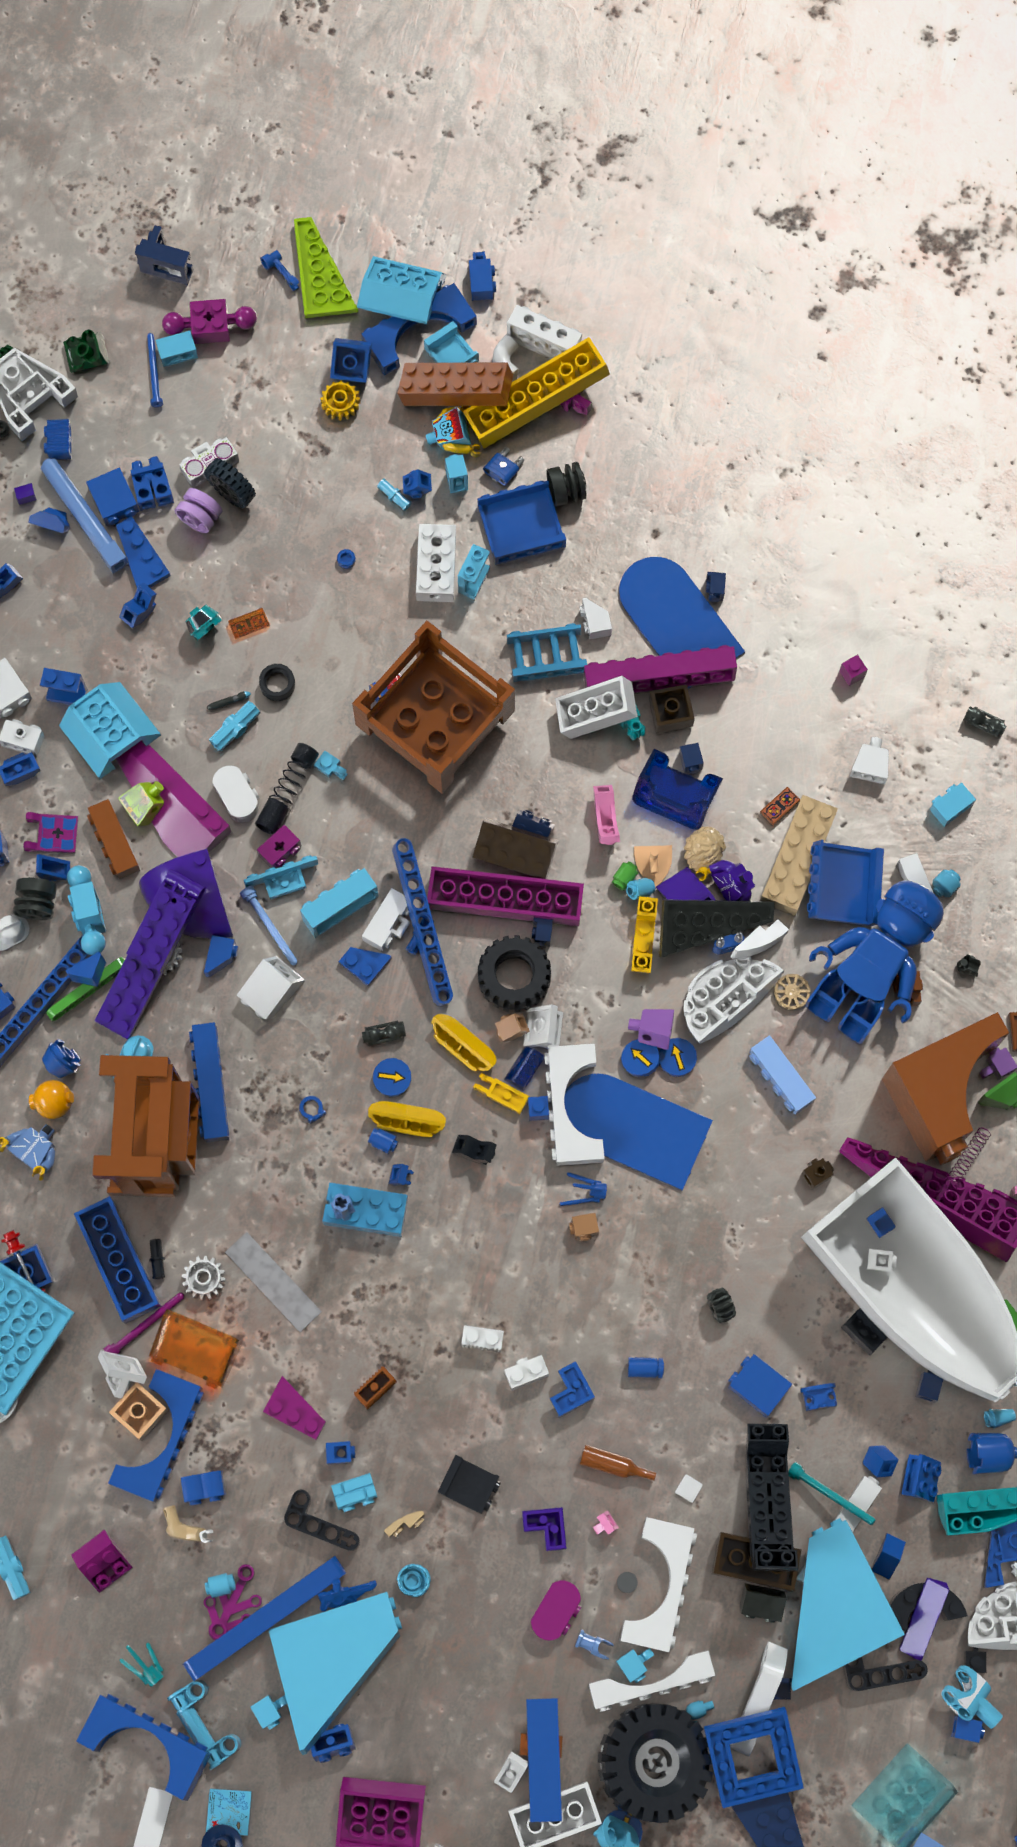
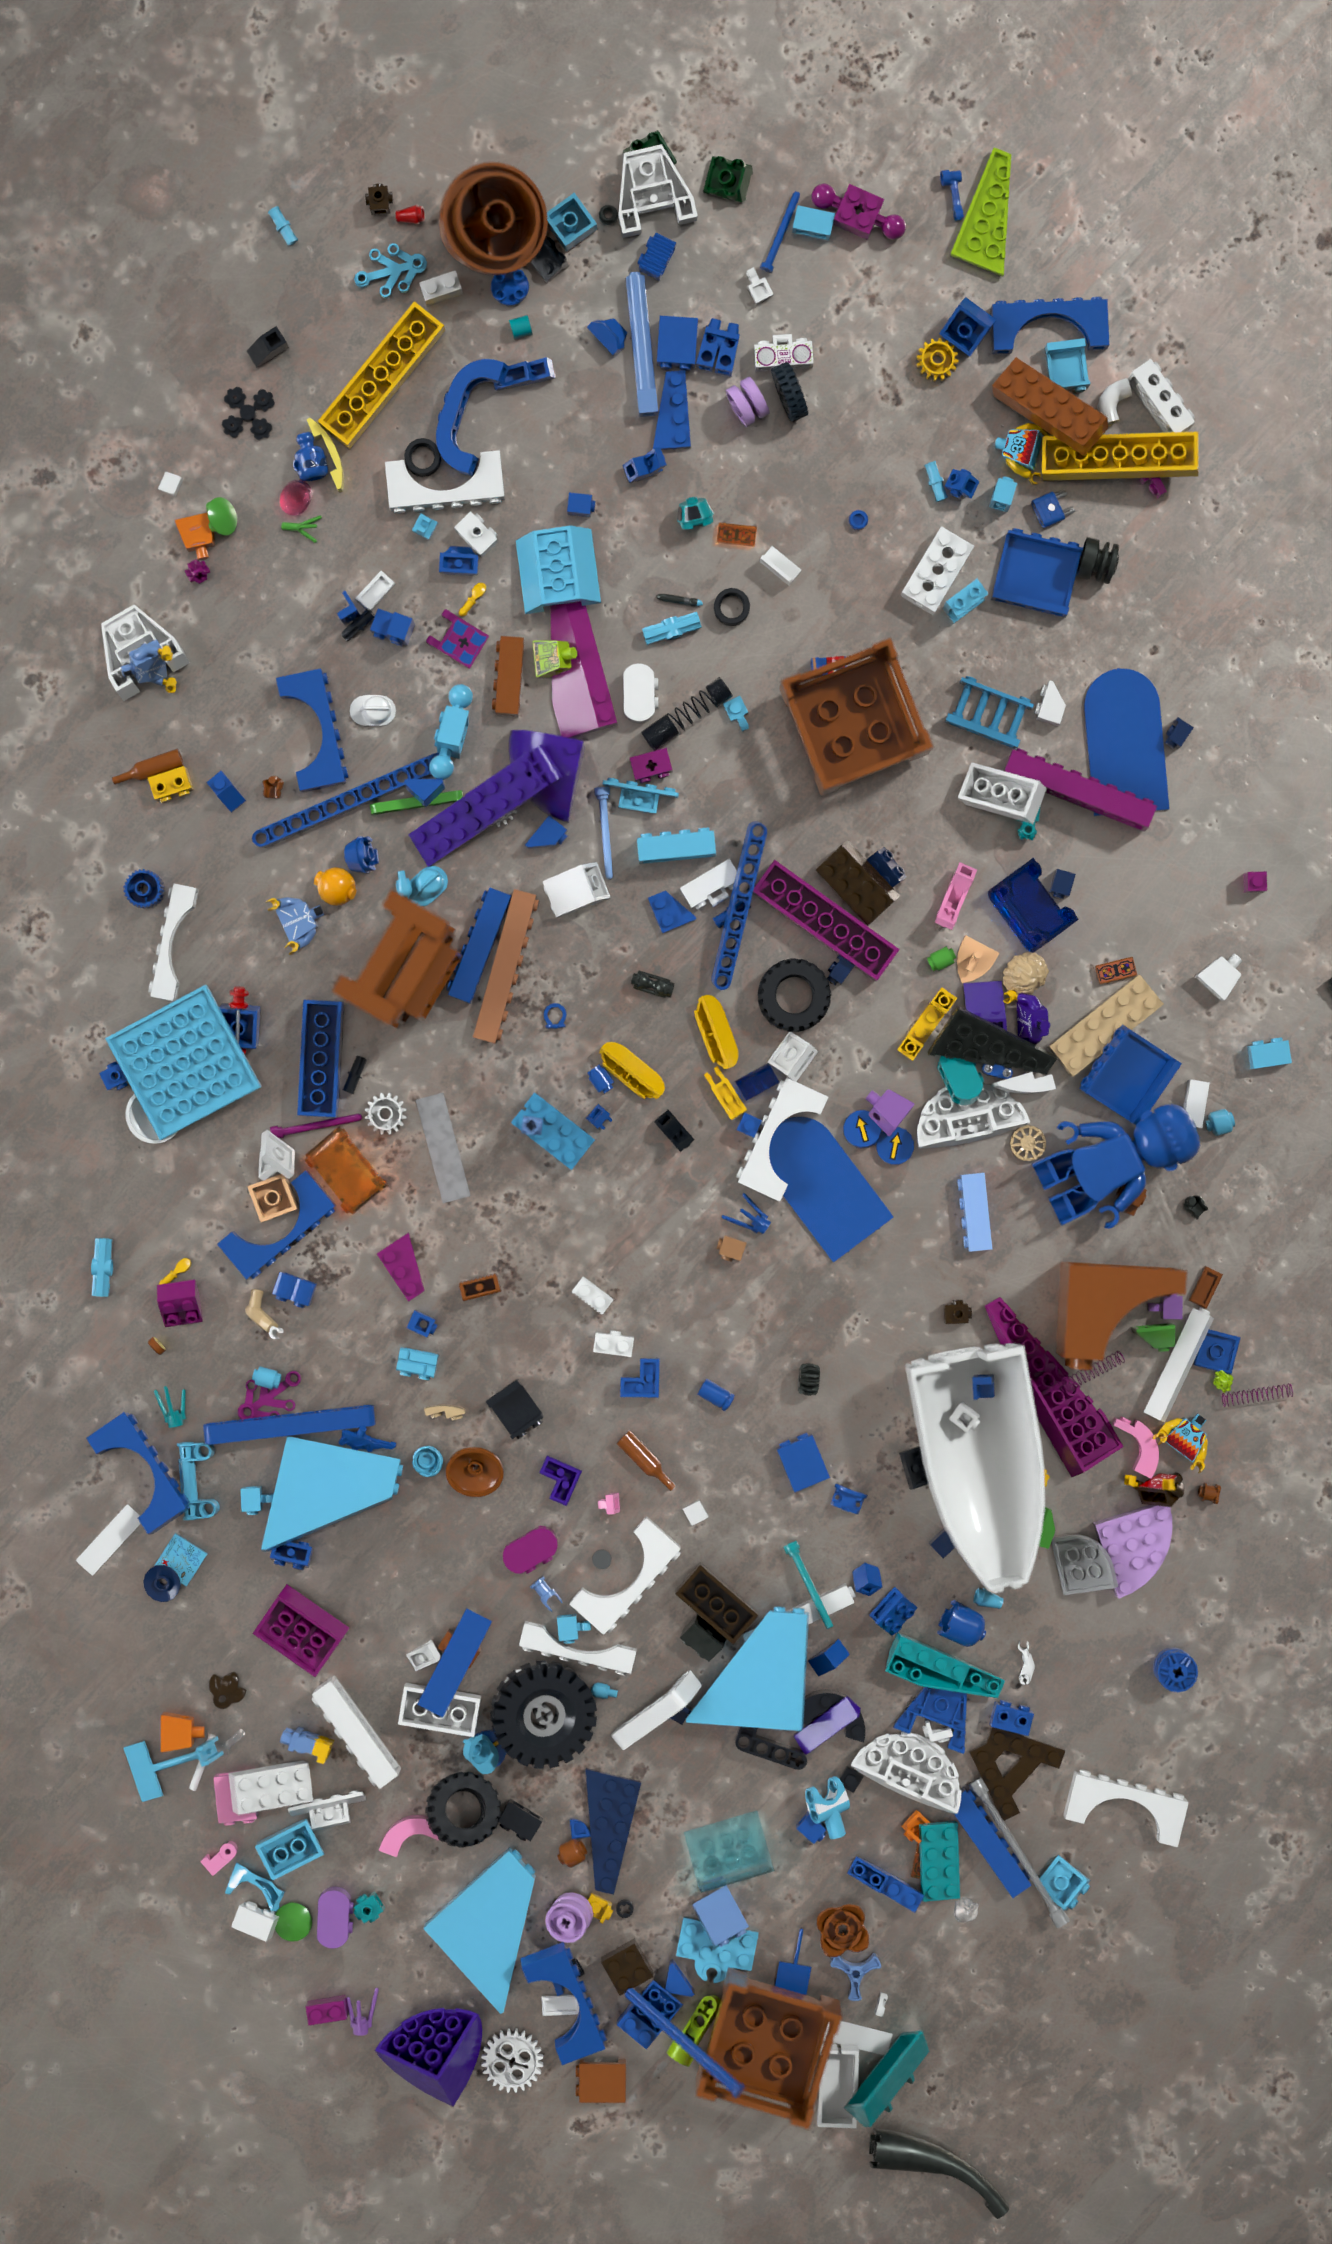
camera: 30 degrees right, 15 degrees up
(25, 494) = (599, 293): dark purple slope -> none
(34, 898) = (411, 696): pearl dark grey wheel -> none
(48, 784) = (477, 592): none -> yellow piece
(52, 868) = (442, 674): blue slope -> none
(63, 686) = (537, 509): blue panel -> none
(86, 1526) = (181, 1267): none -> yellow piece
(100, 667) = (580, 505): none -> blue brick
(100, 1614) = (156, 1345): none -> dark orange tile
(158, 421) = (759, 288): none -> white plate
(163, 260) = (846, 125): dark blue brick -> none
(243, 1088) = (505, 965): none -> nougat brick
(300, 628) = (780, 565): none -> white panel
(323, 1526) = (377, 1374): black beam -> none
(392, 1077) = (638, 1026): blue tile -> none
(399, 289) = (1053, 279): medium azure slope -> none
(470, 1572) = (474, 1479): none -> dark orange dish
(481, 277) = (1136, 305): blue brick -> none
(511, 1027) = (765, 1041): medium nougat brick -> none
(640, 887) = (948, 978): medium azure brick -> none
(671, 708) = (1070, 828): dark brown brick -> none
(701, 966) = (961, 1080): none -> teal brick
(736, 1791) = (637, 1732): blue plate -> none
(769, 1498) = (754, 1563): black slope -> none

